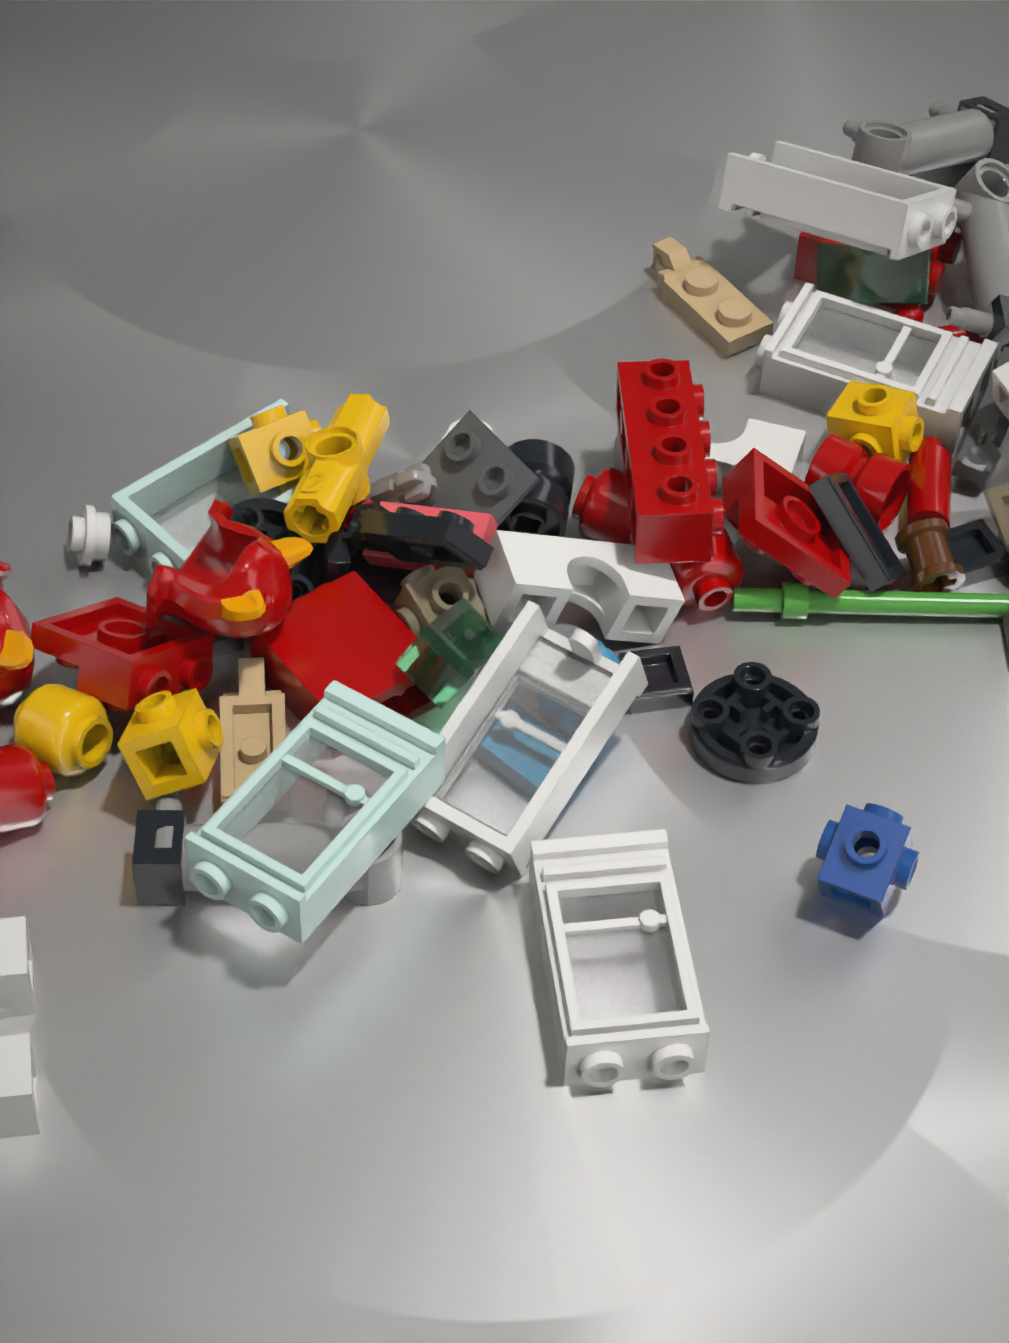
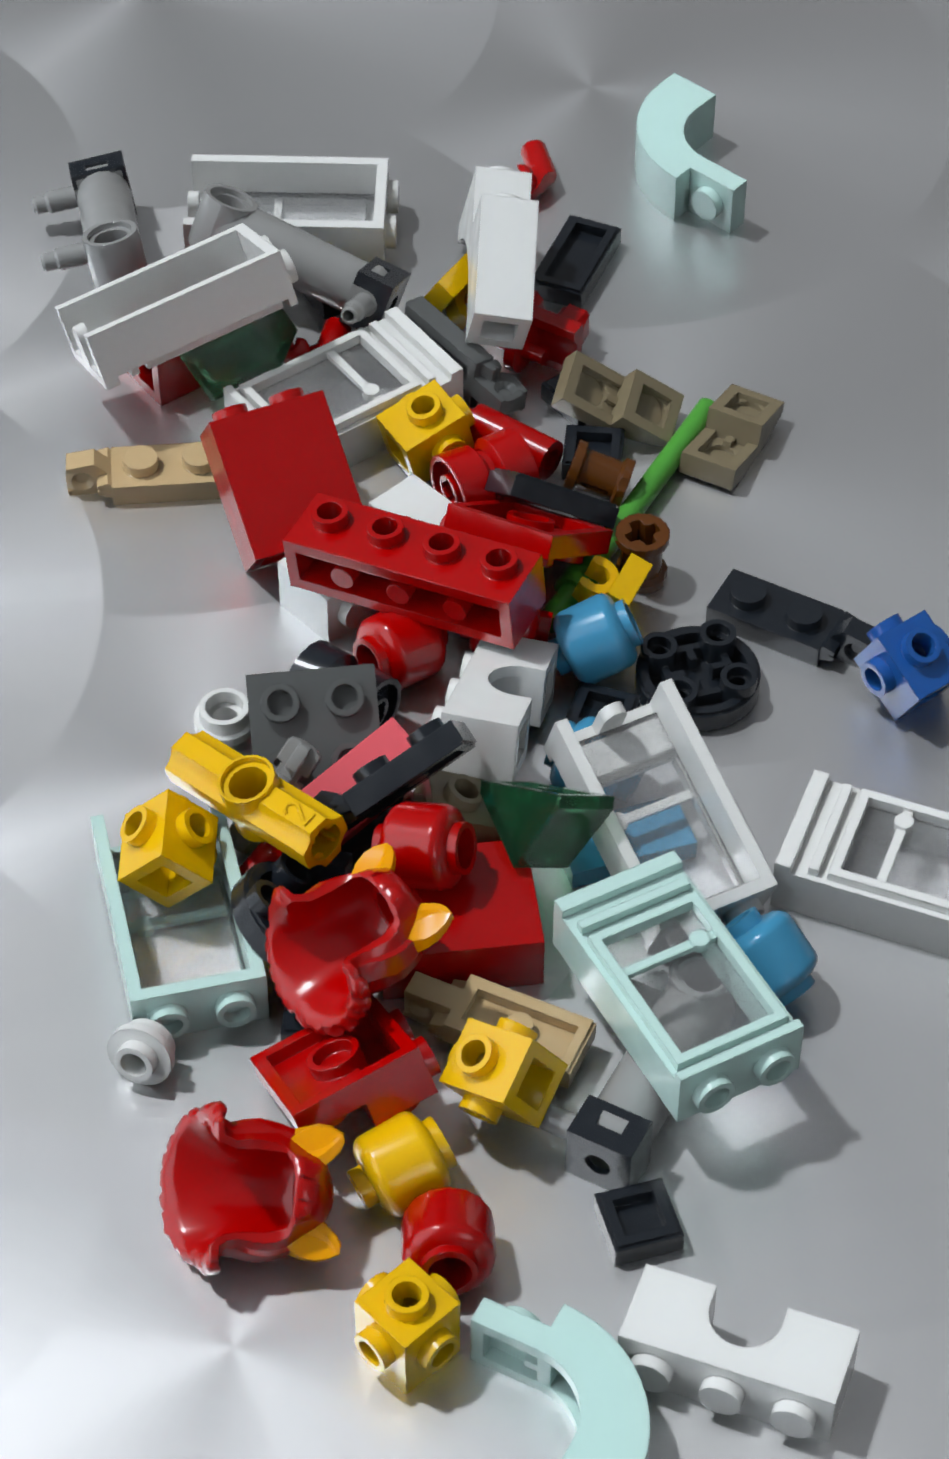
camera: 60 degrees left, 0 degrees up
(108, 916) = (638, 1221): none -> black tile
(361, 588) = (430, 844): none -> red head
(429, 883) = (776, 950): none -> dark azure head
(719, 626) = (596, 638): none -> dark azure head
(736, 345) = (273, 466): none -> red brick
(793, 627) = (611, 582): none -> yellow tile
(860, 615) = (648, 539): none -> reddish brown bush
(872, 752) = (788, 620): none -> black hinge

